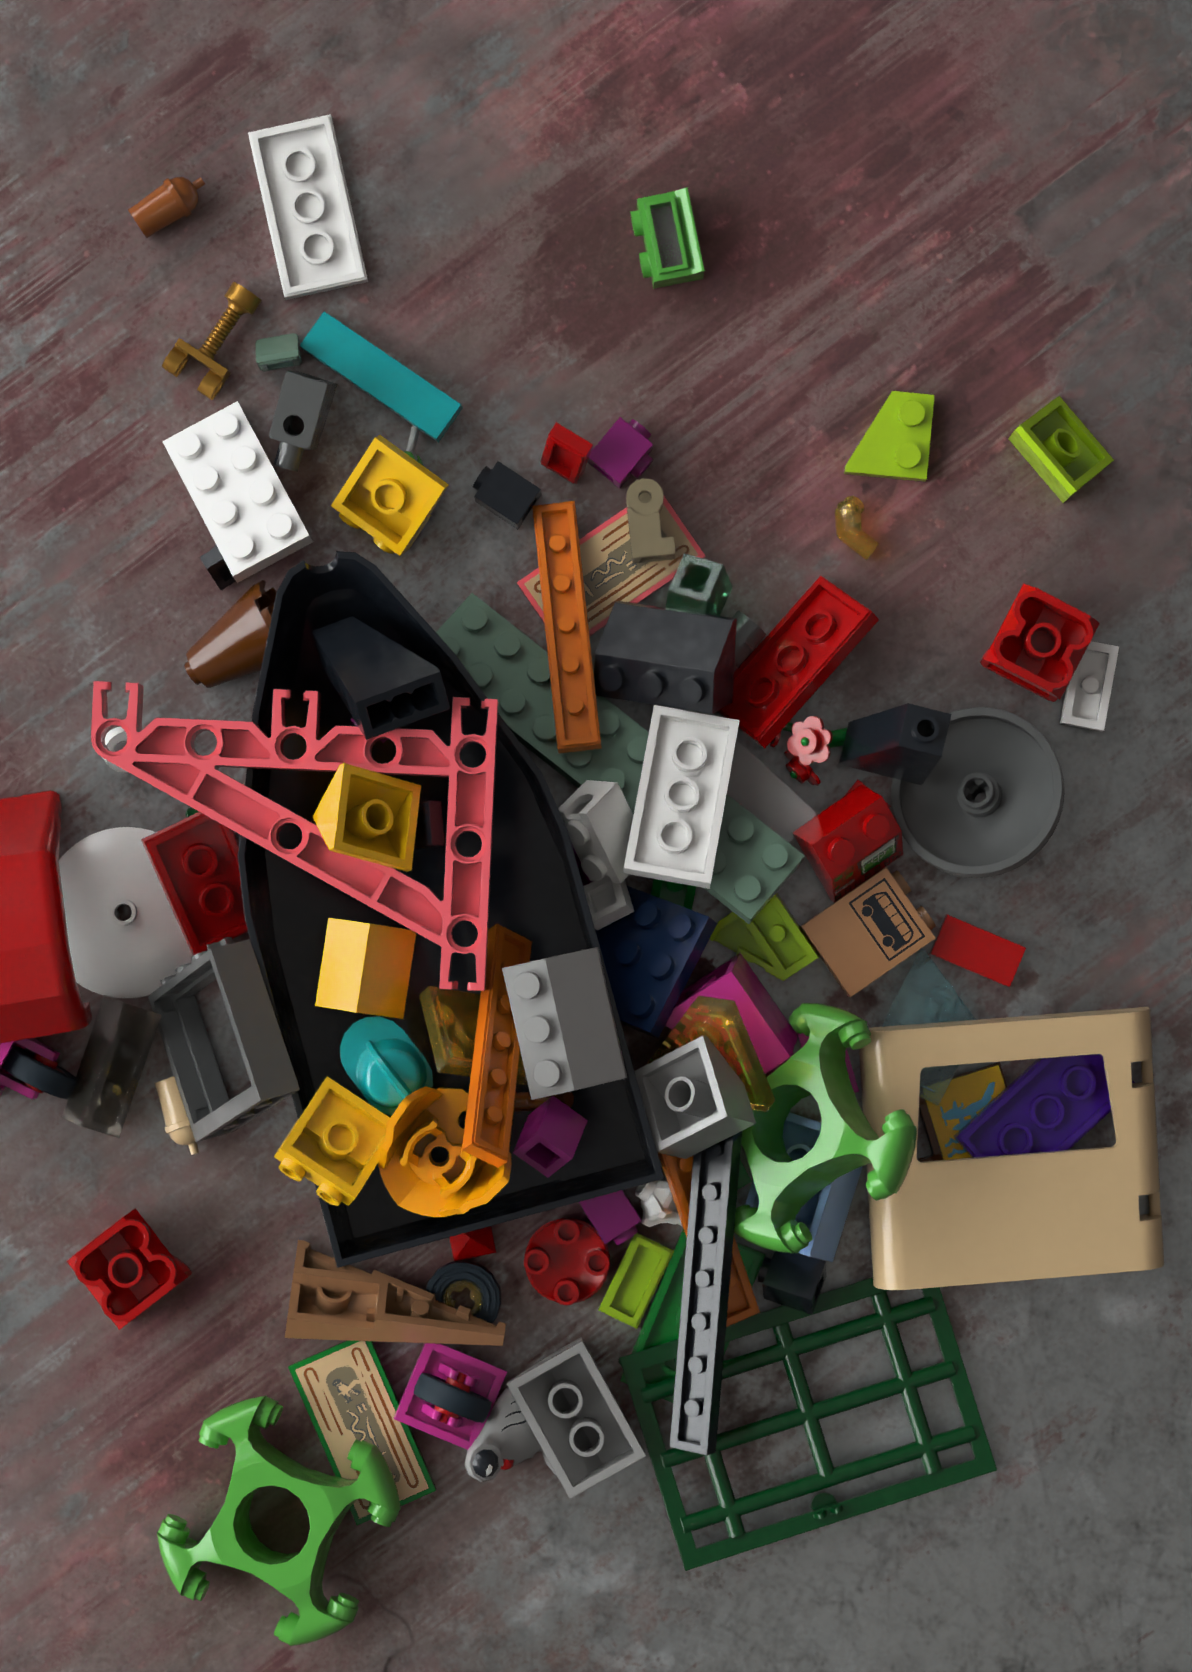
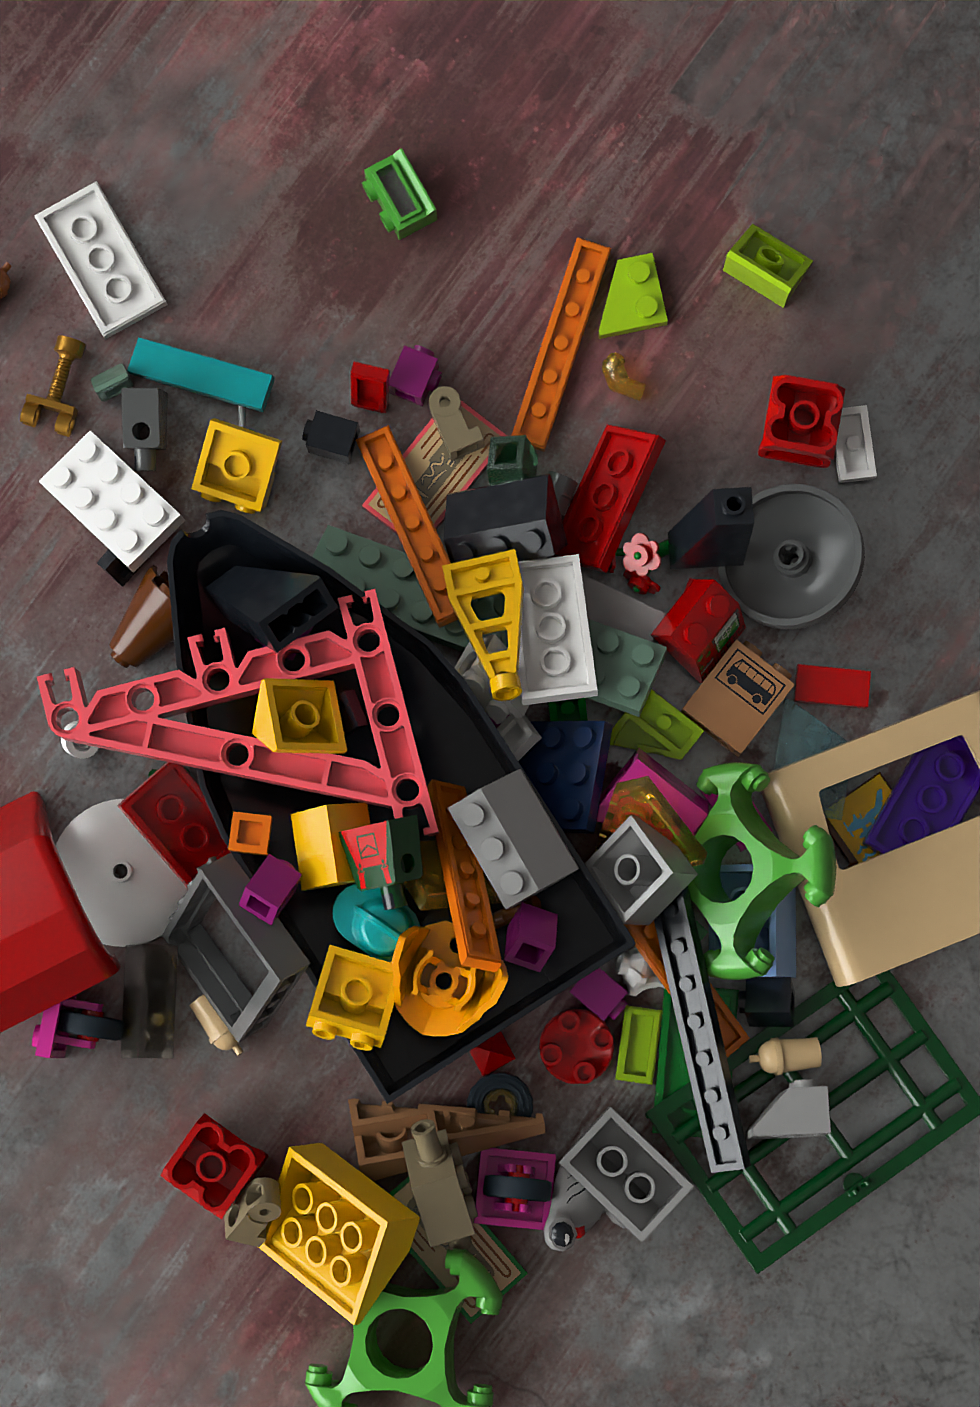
camera: 15 degrees left, 5 degrees down
(159, 1328) = (253, 1210): none -> dark tan leg
(241, 1380) = (337, 1230): none -> yellow slope
(277, 926) = (250, 833): none -> orange plate
(280, 995) = (270, 889): none -> magenta brick
(368, 1370) = (440, 1186): none -> dark tan brick
(416, 1001) = (384, 857): none -> dark green torso
(622, 716) = (480, 579): none -> yellow plate
(779, 1412) = (794, 1113): none -> light grey slope
(795, 1345) = (788, 1055): none -> tan piece
(798, 466) = (561, 342): none -> orange tile

